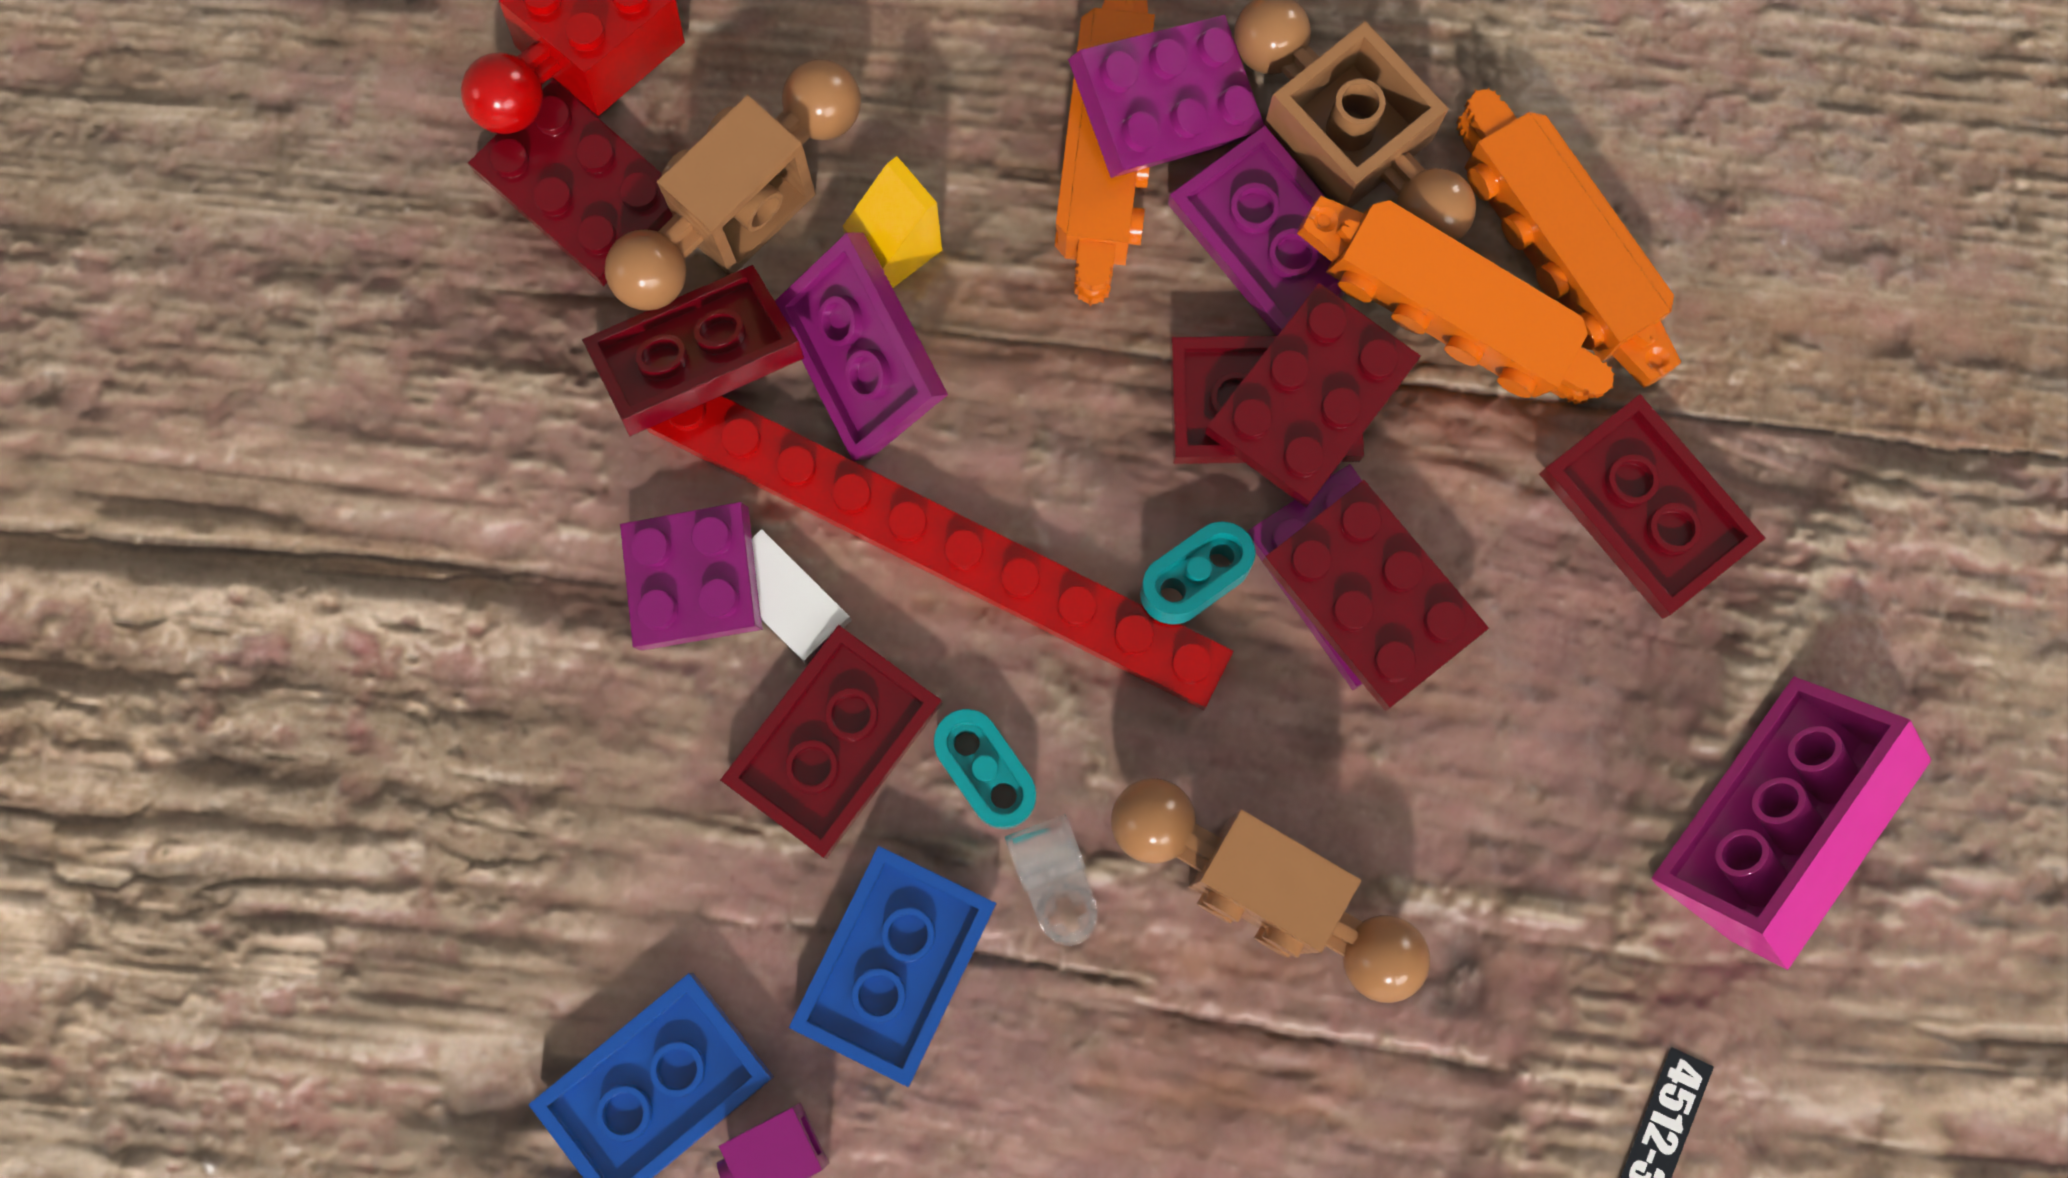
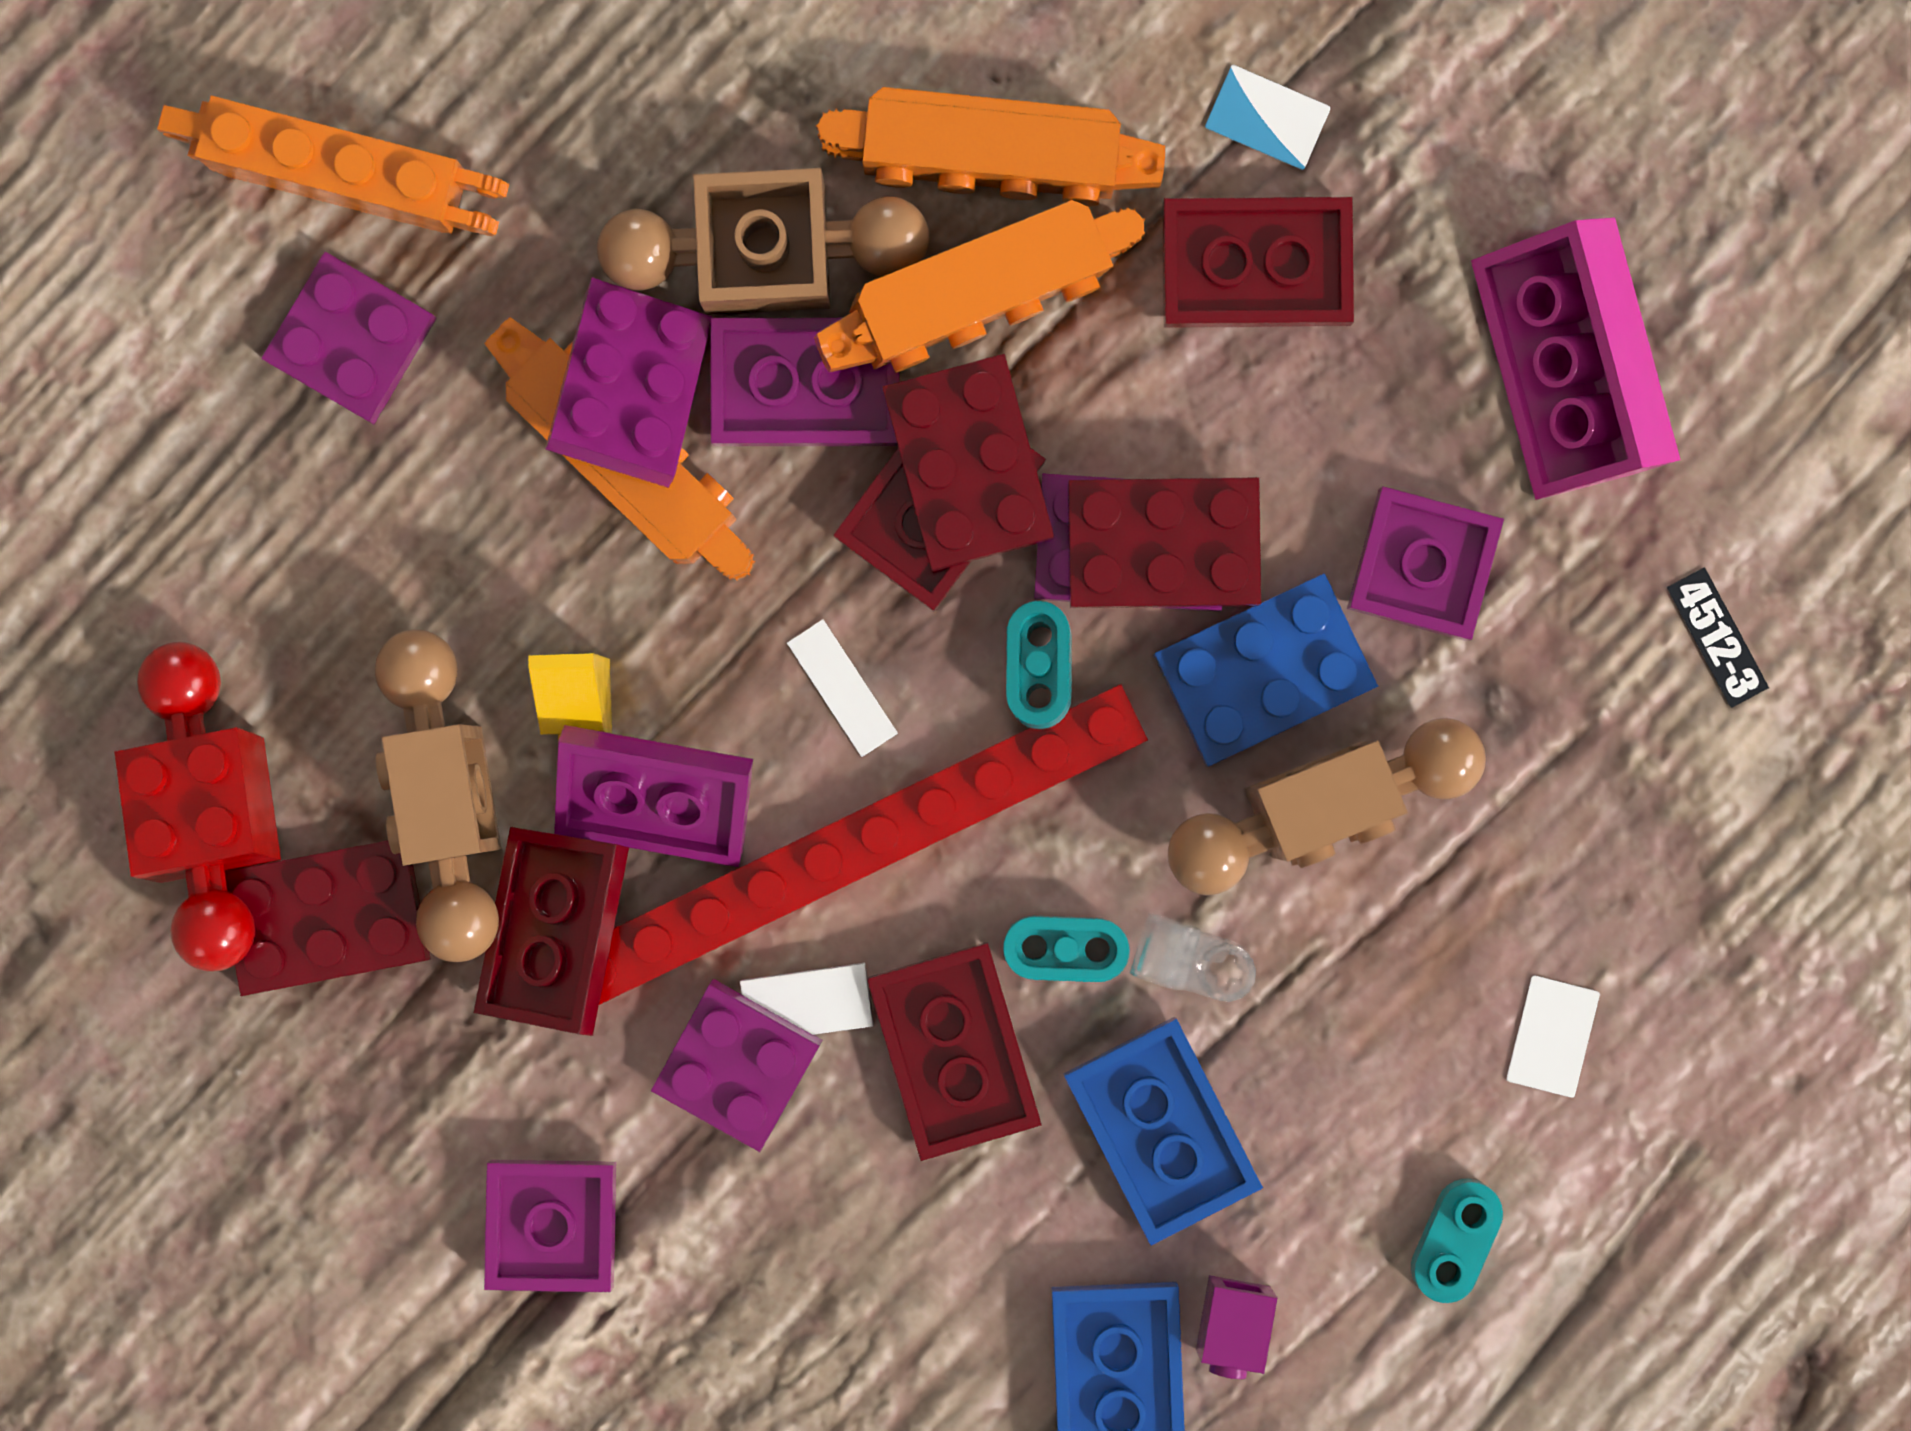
camera: 50 degrees left, 10 degrees up
(451, 526) = (550, 1225): none -> magenta plate
(1057, 440) = (842, 688): none -> white sticker
(1337, 761) = (1265, 670): none -> blue plate
(1528, 825) = (1425, 563): none -> magenta plate
(1765, 433) = (1267, 117): none -> sticker

